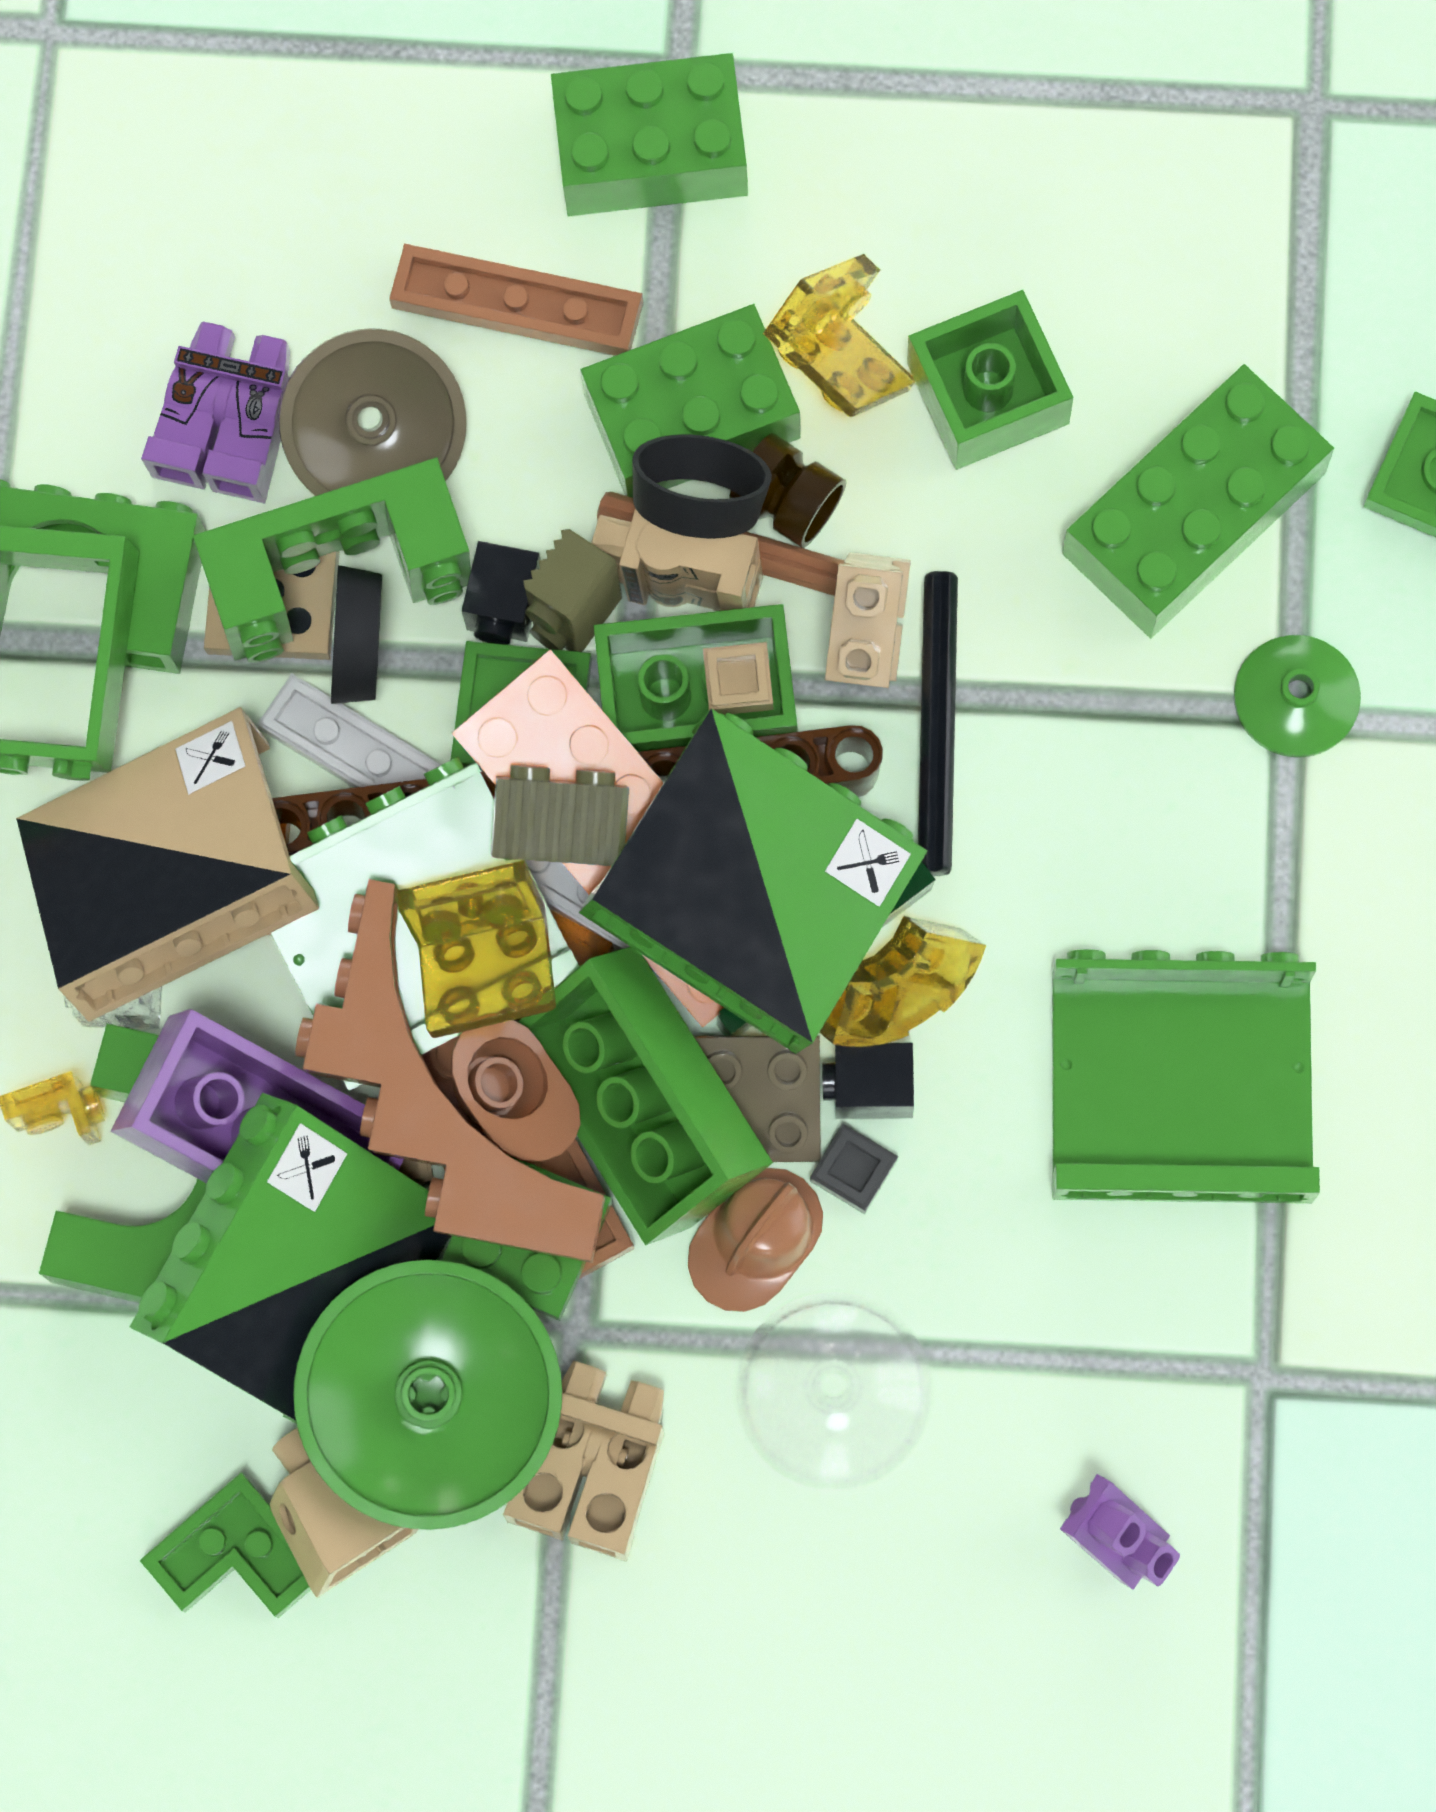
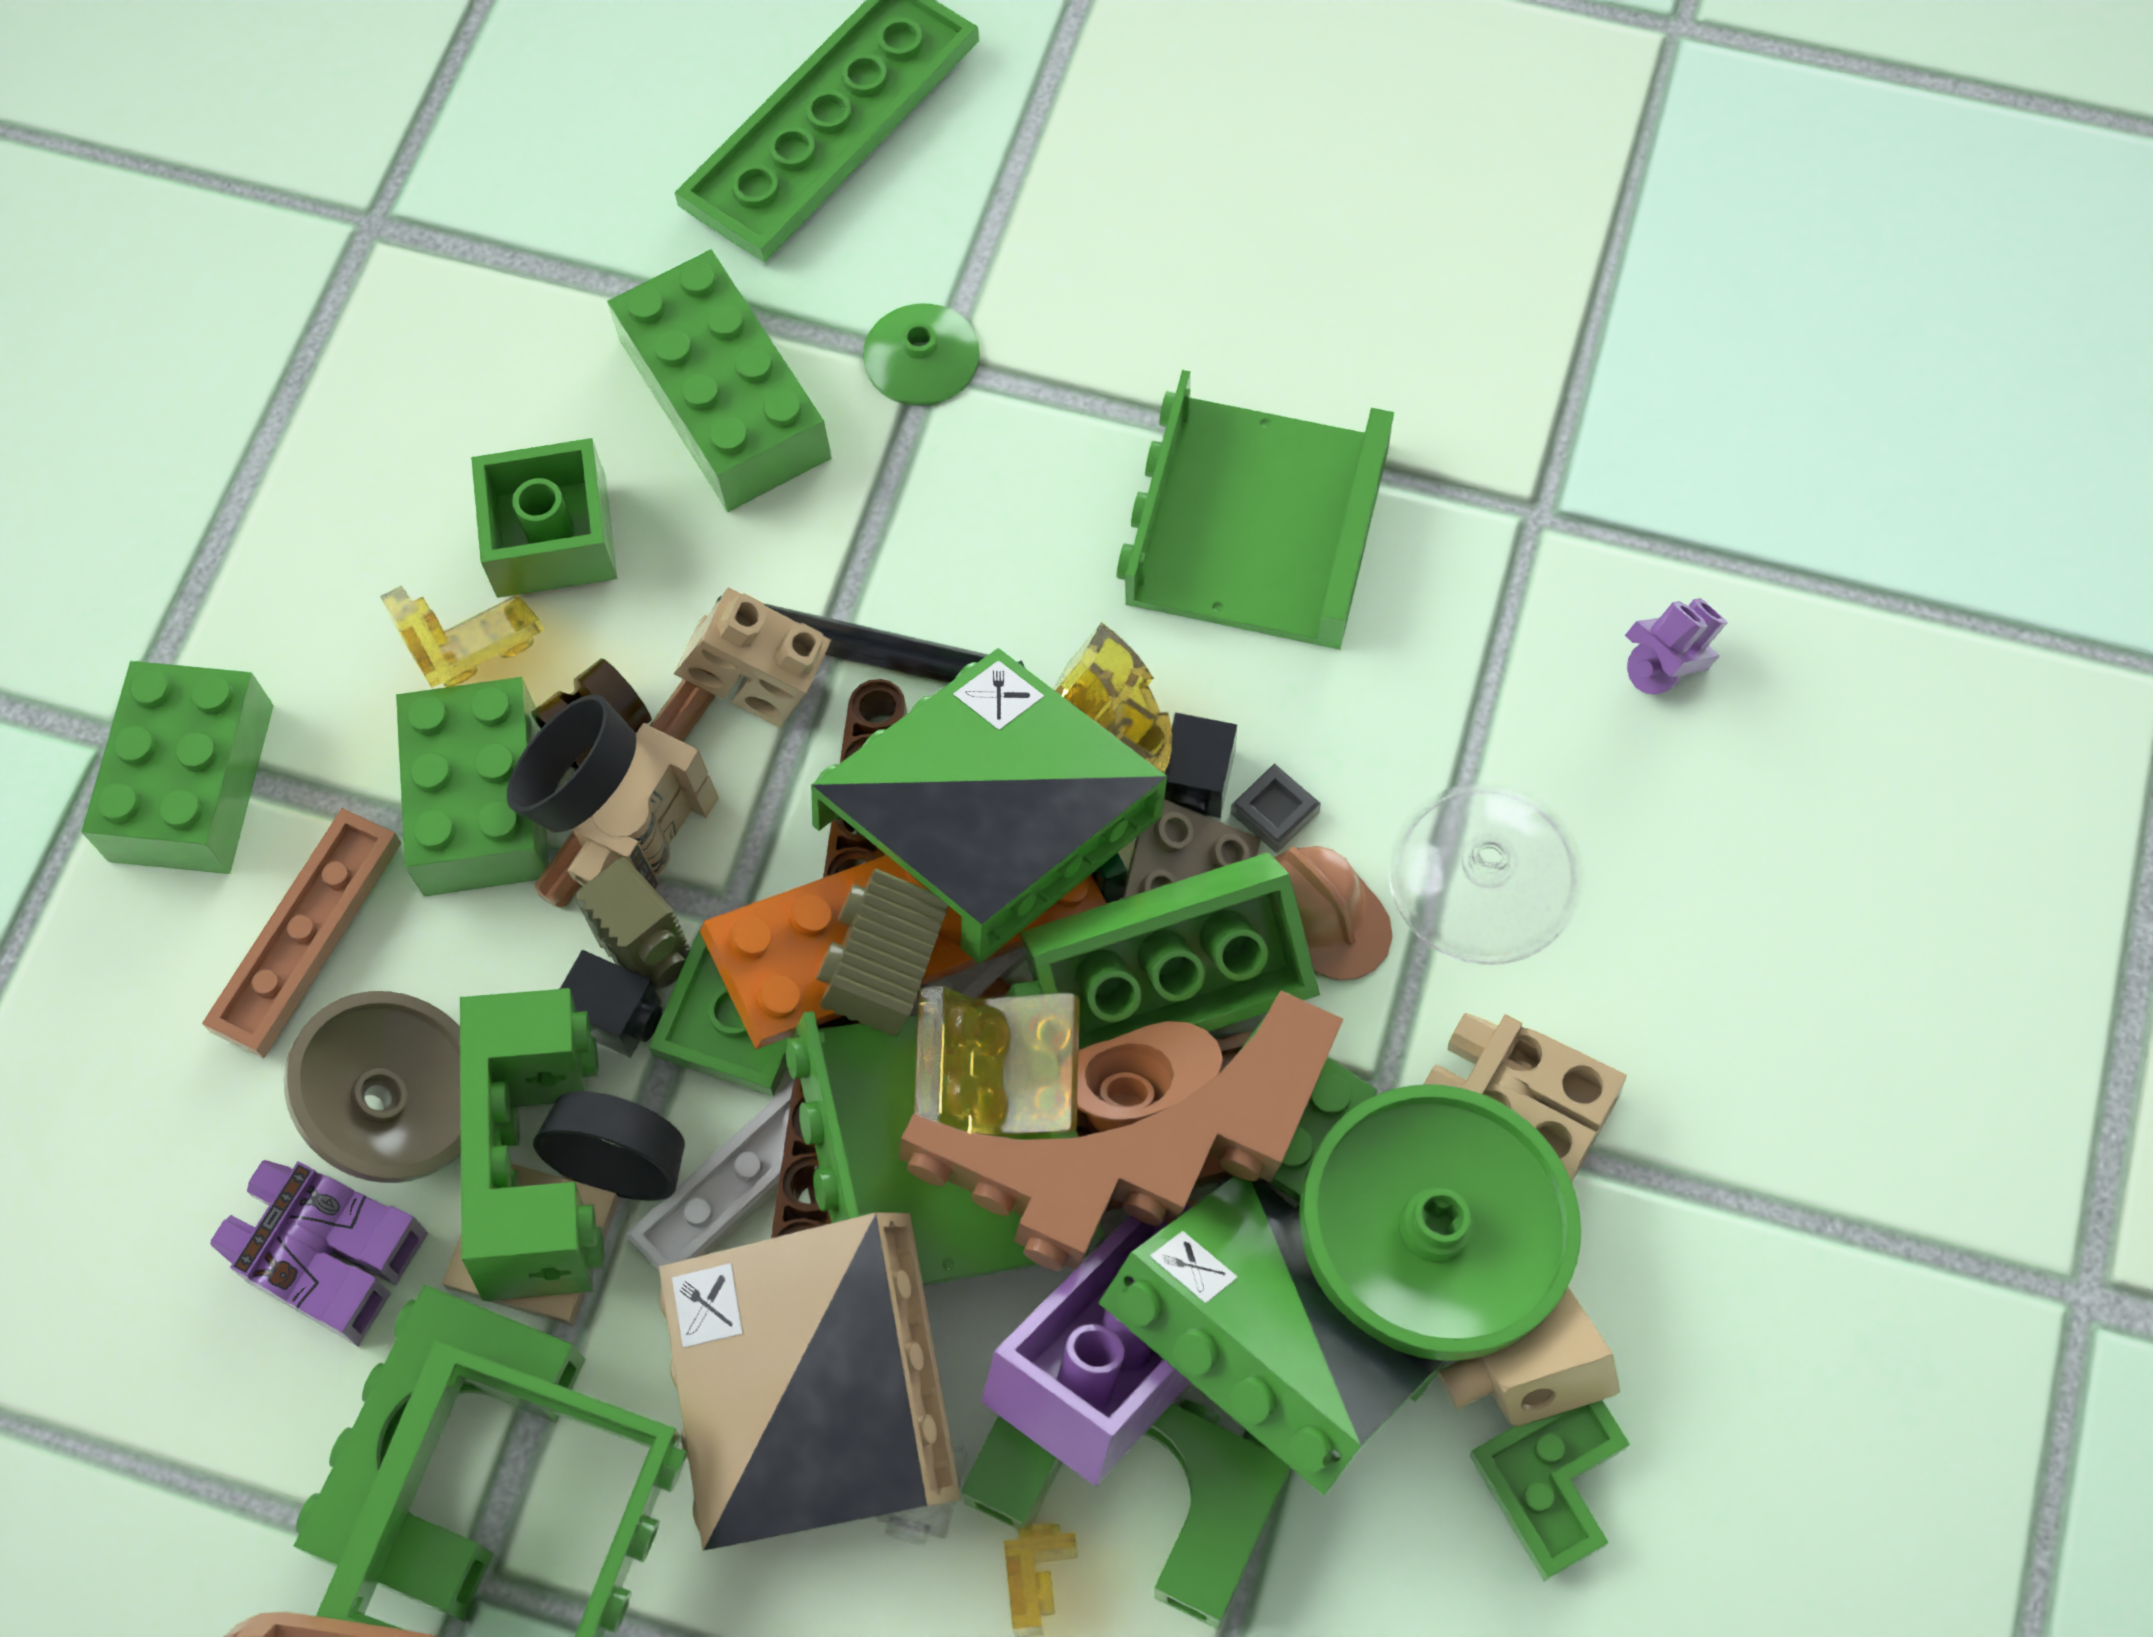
camera: 80 degrees left, 10 degrees down
(657, 677) = (754, 821): bright green brick -> none
(738, 678) = (778, 777): tan tile -> none

